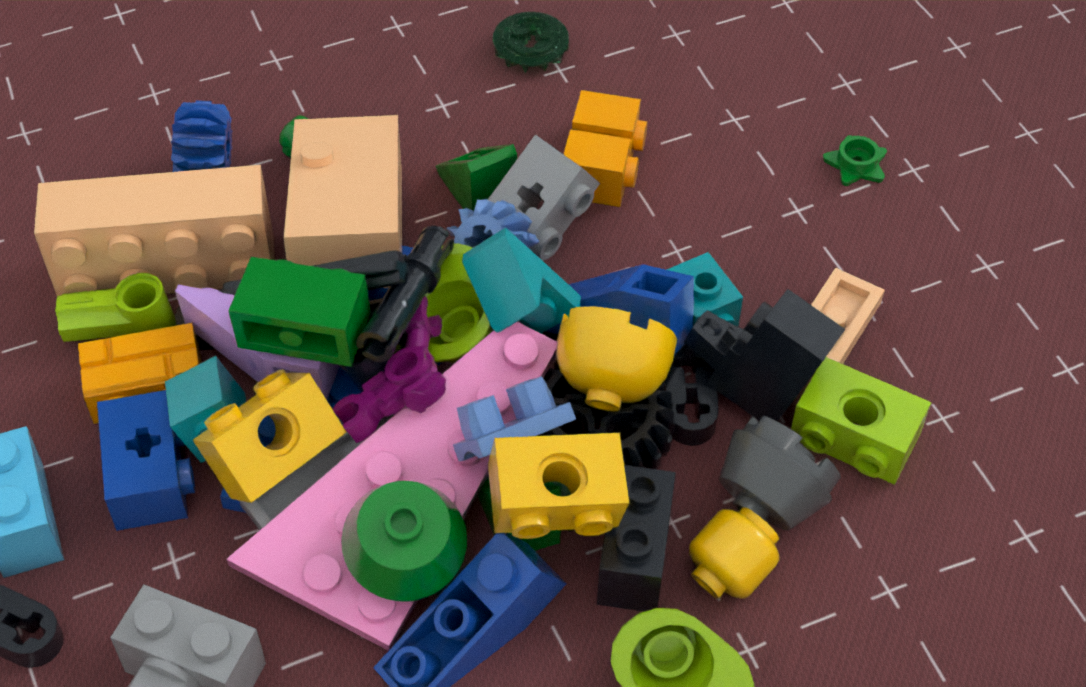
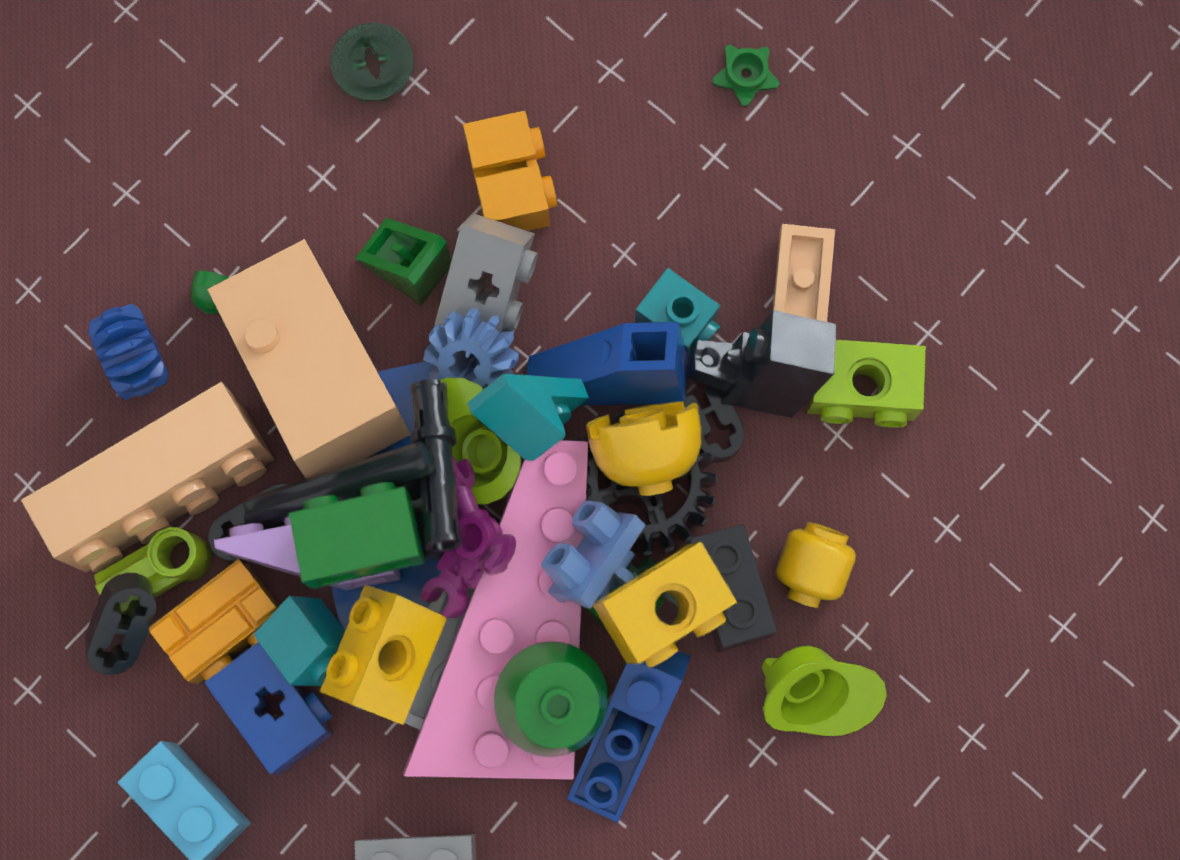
camera: 25 degrees left, 25 degrees up
(48, 325) = (130, 626): none -> black beam
(776, 474) = (822, 480): dark grey cone -> none

